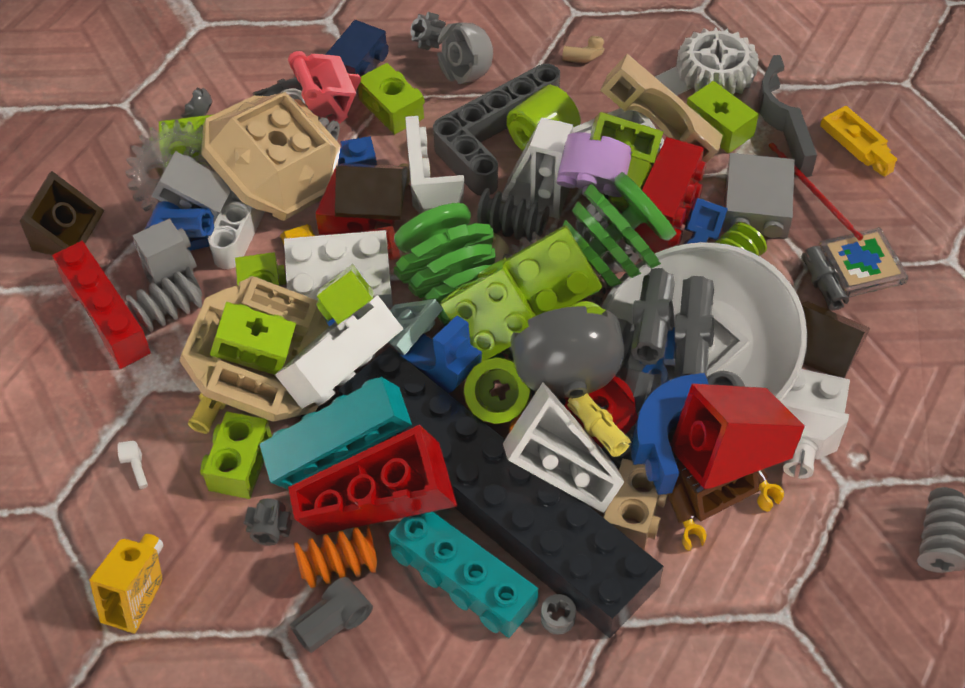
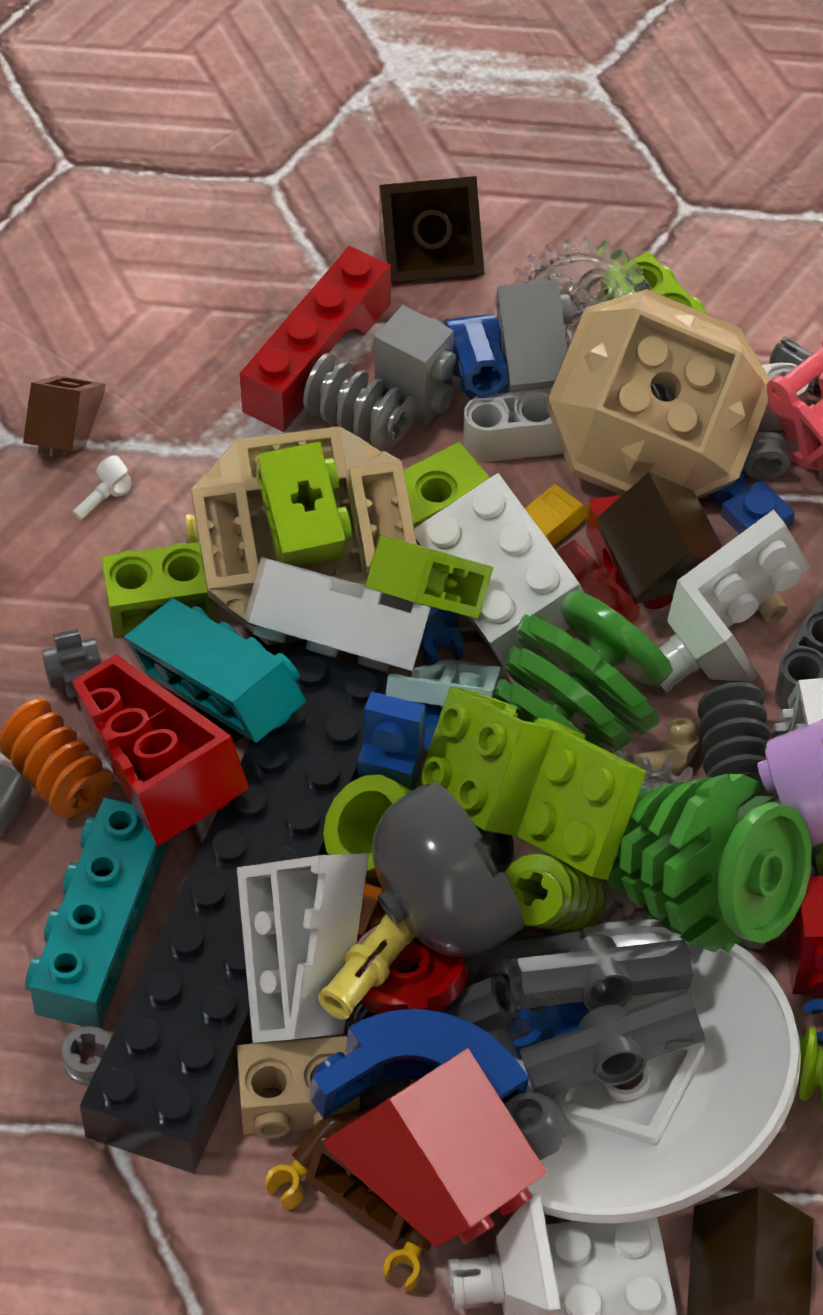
camera: 65 degrees right, 0 degrees up
(63, 461) = (61, 414): none -> reddish brown slope
(199, 104) = (719, 286): dark grey plate -> none

